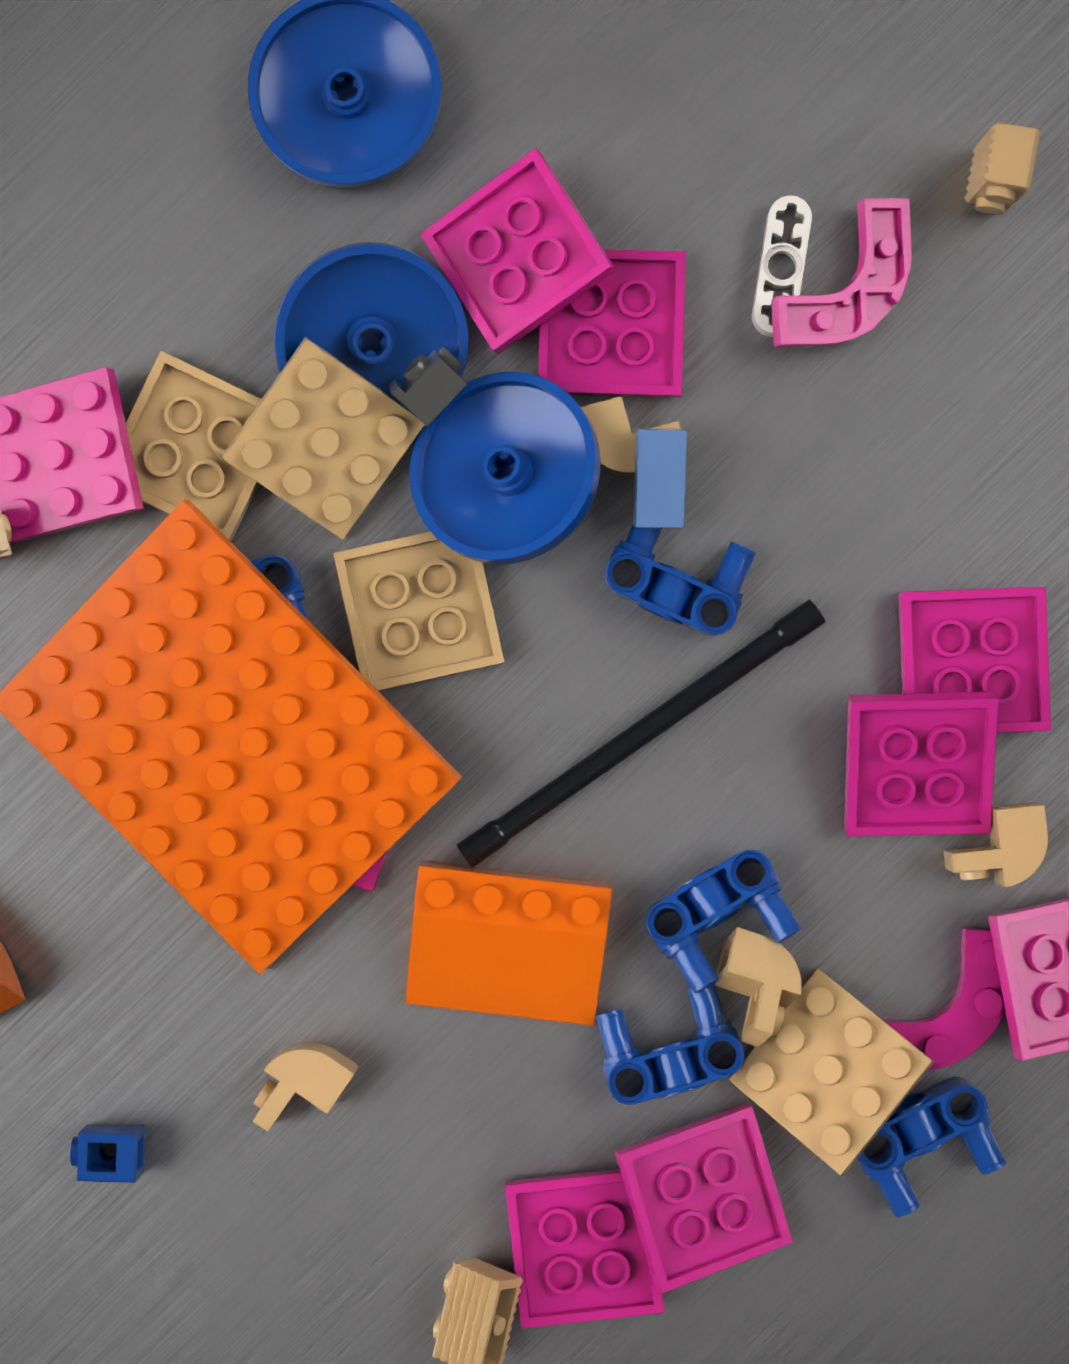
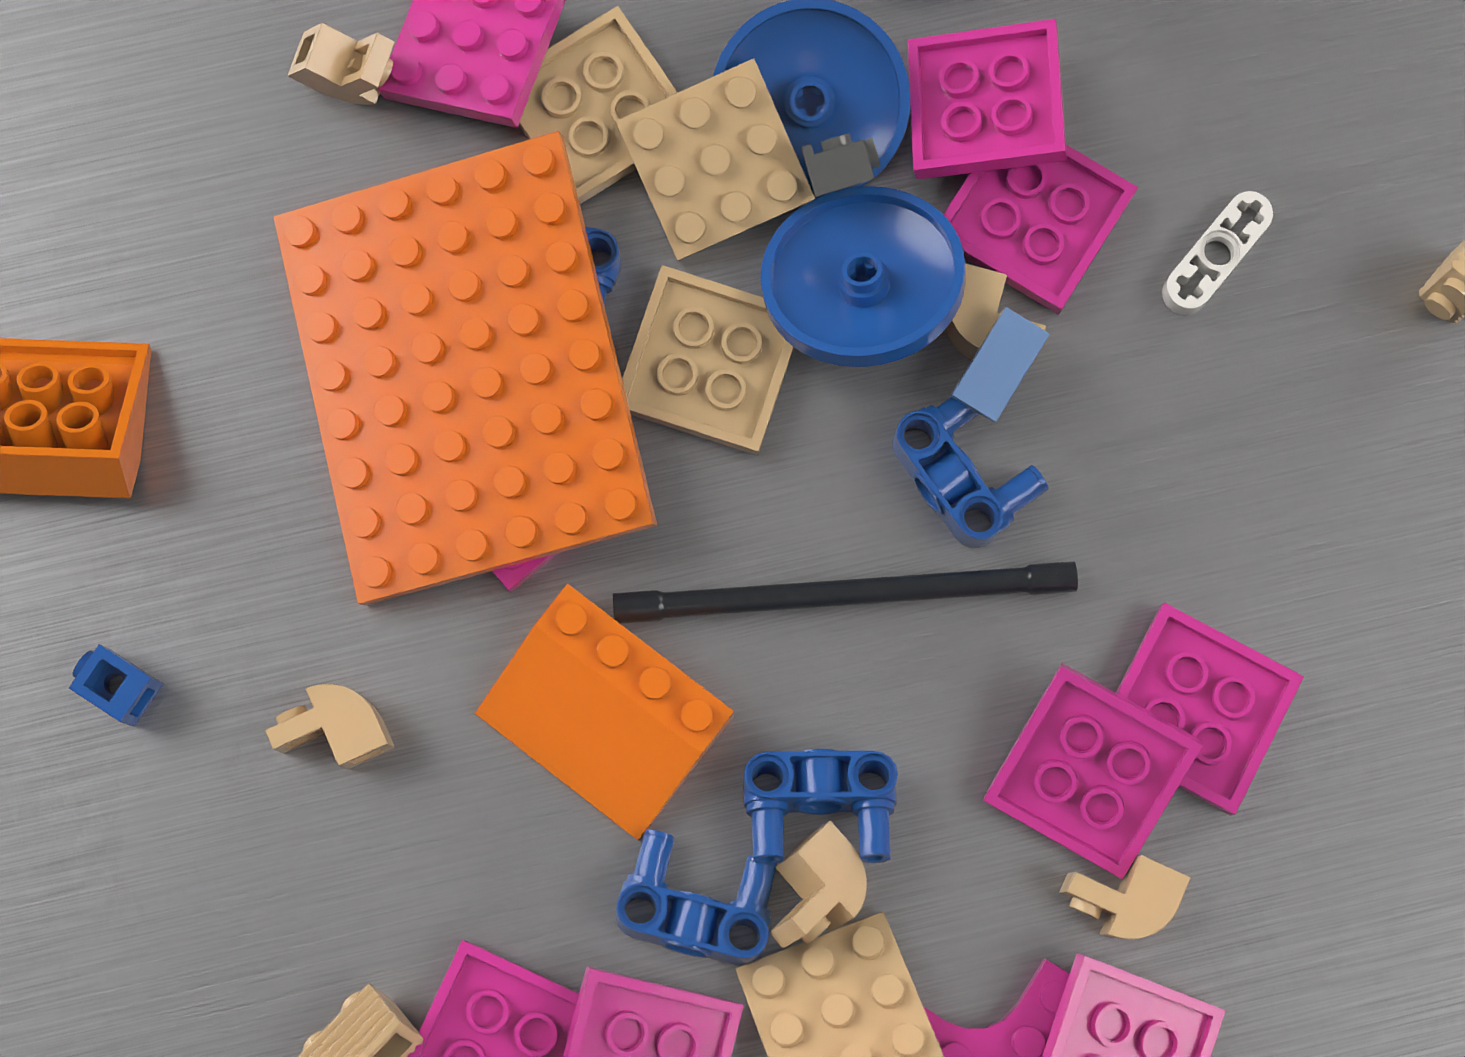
camera: 30 degrees right, 10 degrees down
(868, 297) = (1278, 322): plate -> none

